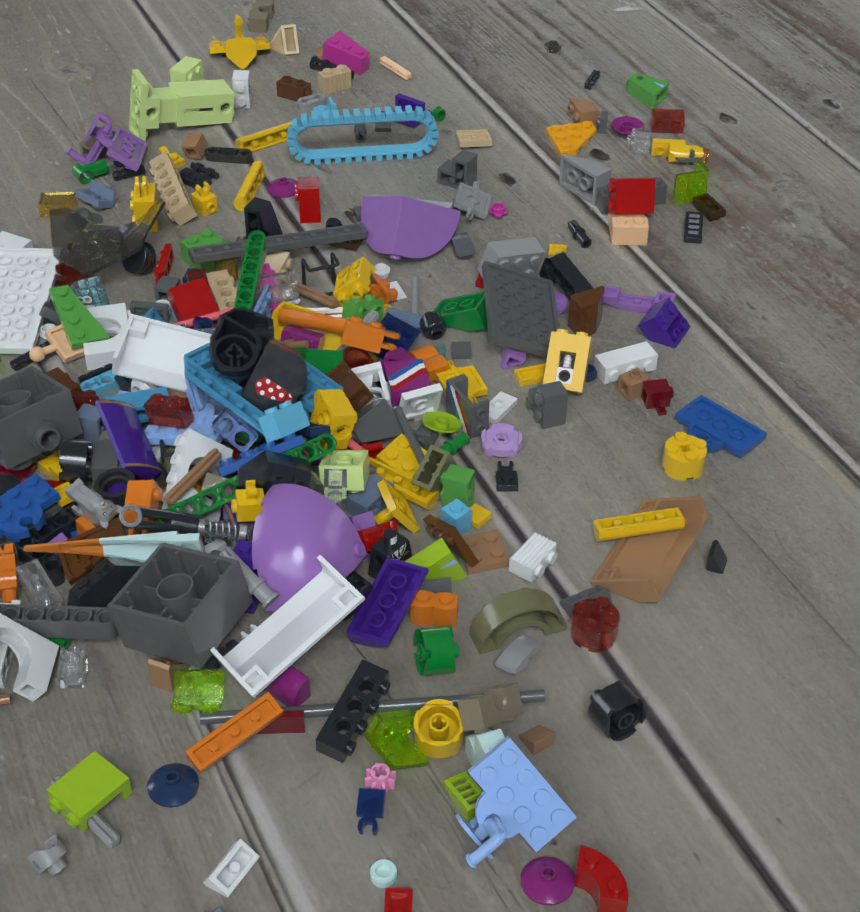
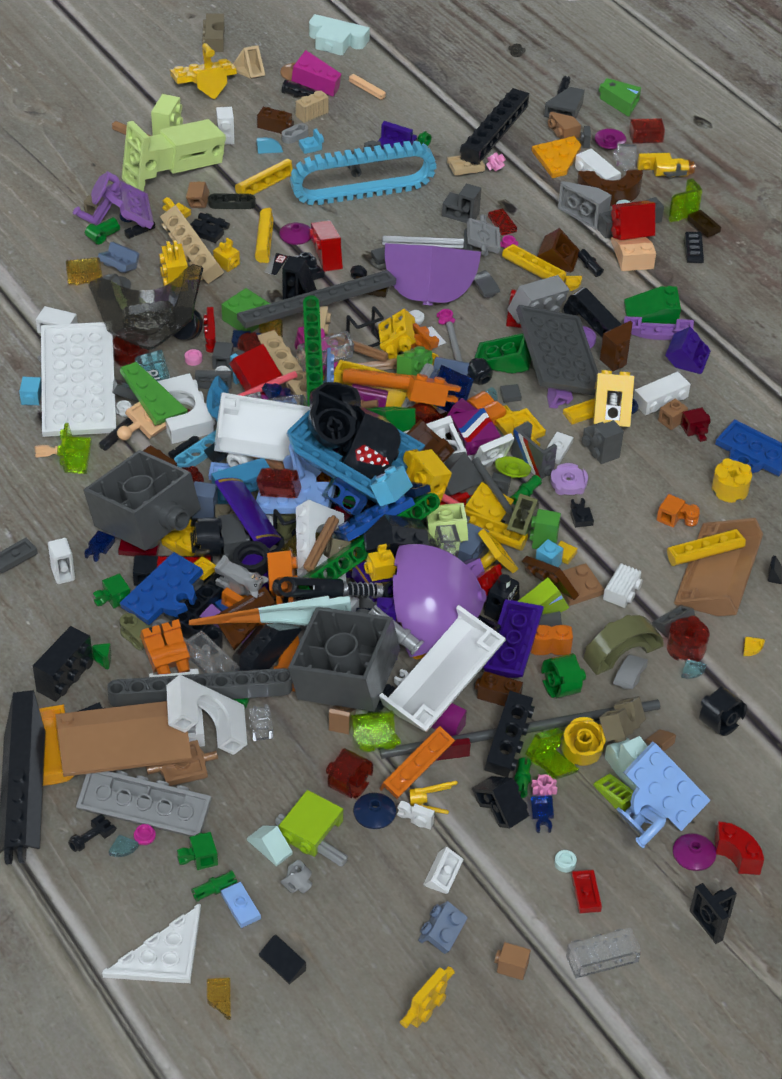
camera: 10 degrees left, 5 degrees up
(36, 812) = (271, 844): none -> light aqua slope
(139, 290) = (193, 357): none -> bright pink tile
(150, 737) = (349, 773): none -> clear red brick
(221, 797) = (418, 814): none -> white plate
(229, 772) = (419, 795): none -> yellow plant
(280, 110) = (268, 145): none -> medium azure brick
(286, 216) = (316, 271): none -> black slope
(323, 789) = (503, 798): none -> black brick
(350, 652) = (496, 688): none -> reddish brown brick
(357, 765) = (523, 776): none -> green pin
(379, 24) = (337, 35): none -> light aqua brick
(412, 271) = (445, 316): none -> dark pink plate
(498, 191) = (503, 221): none -> clear red tile
(504, 137) = (495, 161): none -> bright pink gear
(510, 107) = (494, 126): none -> black brick
(516, 228) = (531, 263): none -> yellow brick
(547, 221) = (559, 250): none -> reddish brown slope
(593, 90) = (566, 102): none -> dark grey slope
(595, 659) = (693, 669): none -> clear light blue tile
(607, 151) = (592, 161): none -> white brick
(611, 481) = (674, 509): none -> orange brick
(635, 166) = (622, 189): none -> reddish brown brick
(638, 278) = (655, 305): none -> green slope
(673, 640) = (752, 646): none -> yellow tile

